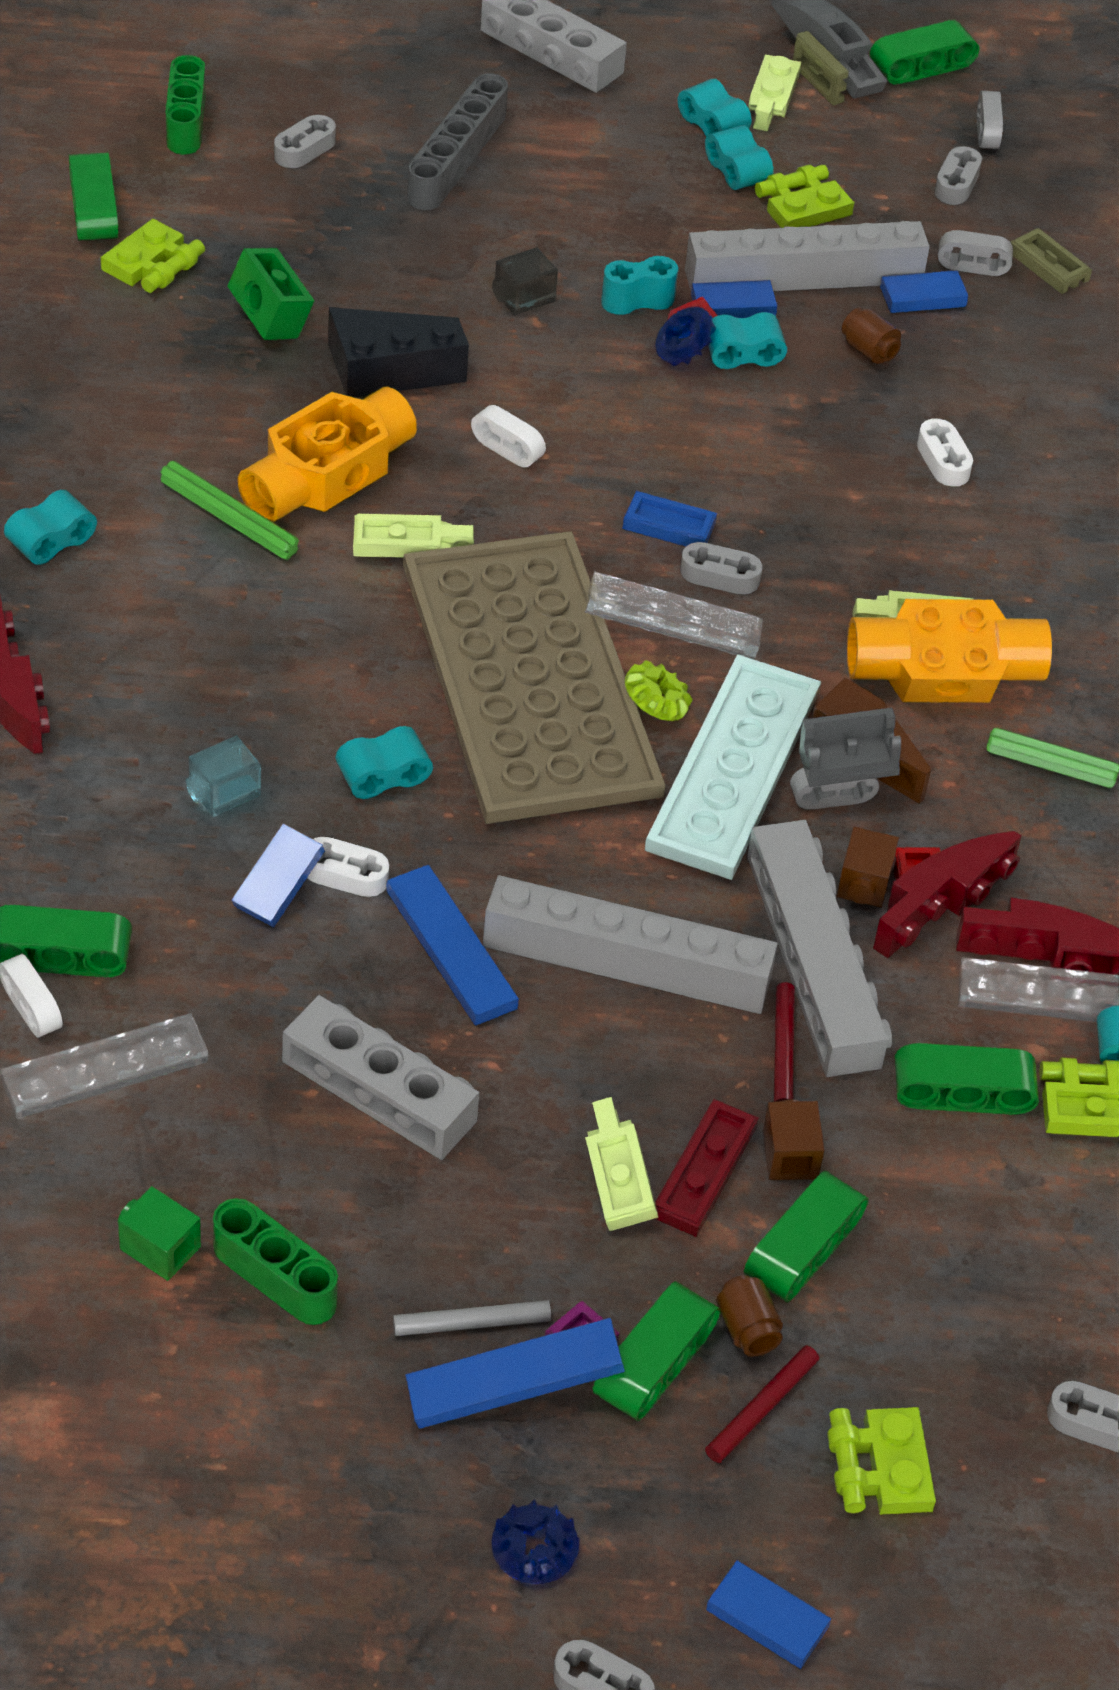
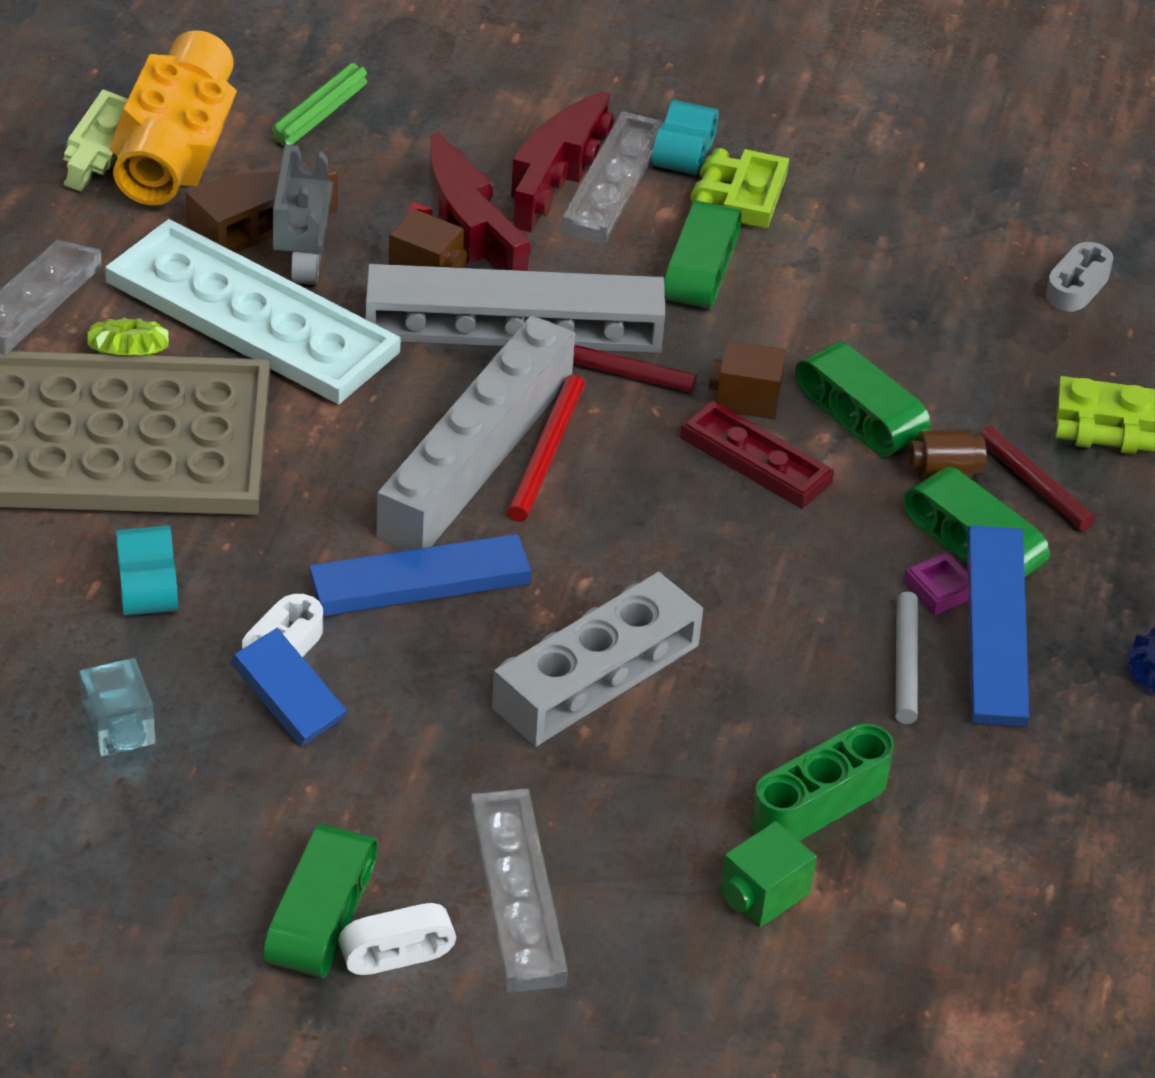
camera: 75 degrees left, 5 degrees down
(619, 1169) = (753, 505): yellowish green hinge -> none
(650, 1006) = (546, 448): none -> red bar

